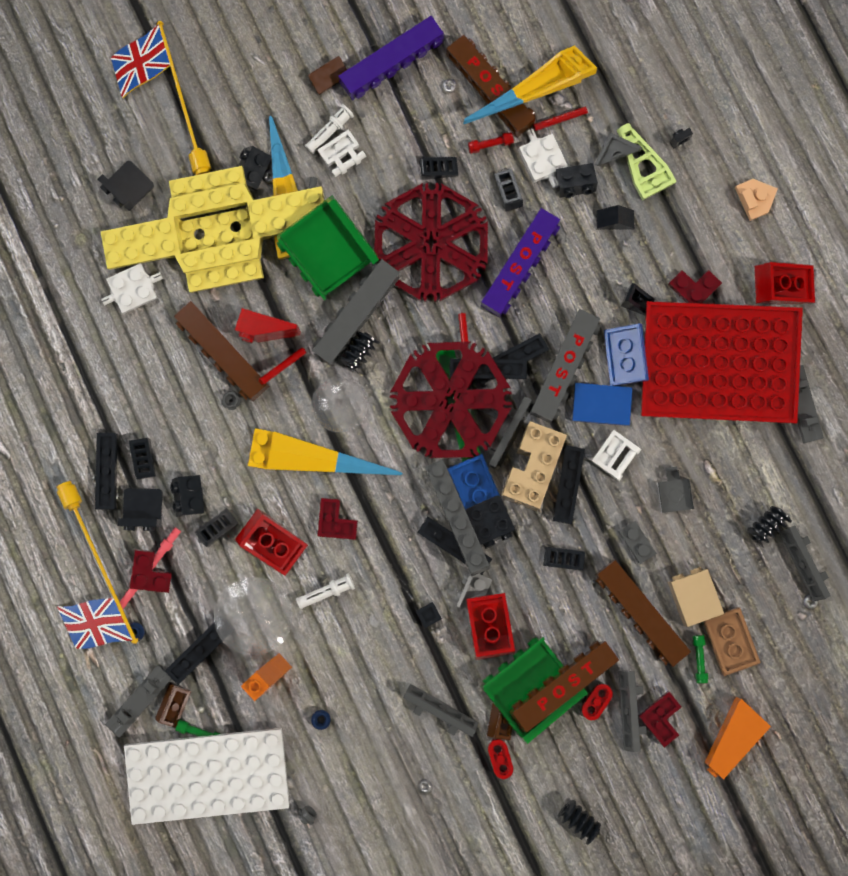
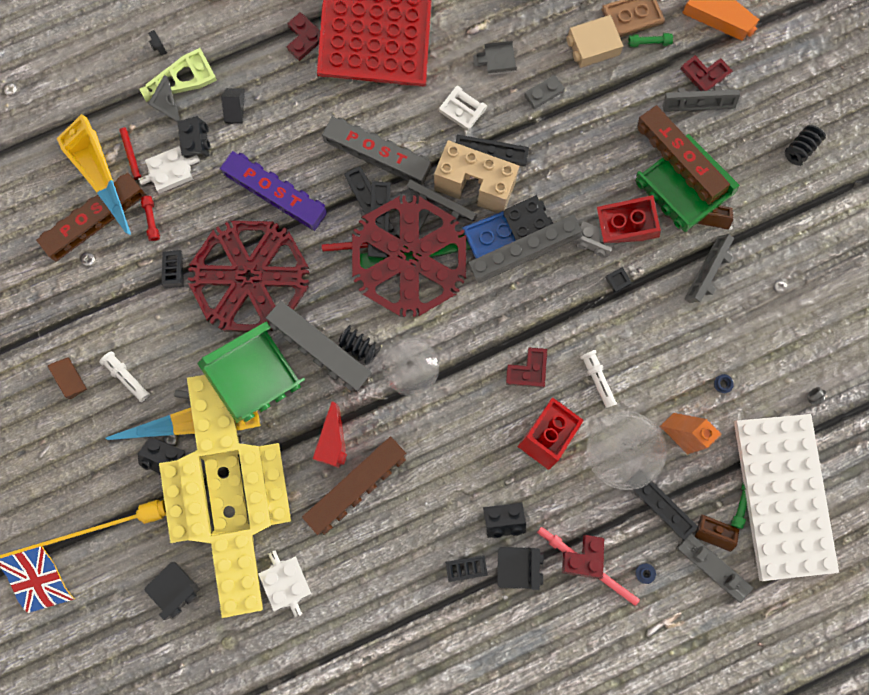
camera: 90 degrees left, 5 degrees down
(96, 620) = (635, 615): flag -> none
(106, 471) = (479, 607): black plate -> none
(212, 522) = (542, 506): black slope -> none
(226, 400) = (406, 481): dark grey plate -> none
(282, 366) = (372, 422): red bar -> none
(282, 452) = (460, 422): yellow plate -> none
(339, 148) = (147, 368): white plate -> none
(391, 58) = (54, 313): dark purple brick -> none
(443, 538) = (543, 267): black plate -> none
(500, 758) = (749, 215): red plate -> none
(510, 201) = (206, 194): black slope -> none
(580, 564) = (561, 143): black slope -> none
(599, 703) = (694, 128): red plate -> none
(602, 404) = (413, 120): blue tile -> none
(626, 354) = (367, 95): tile -> none
(636, 299) = (313, 87): black slope -> none
(643, 614) = (610, 87): reddish brown brick -> none

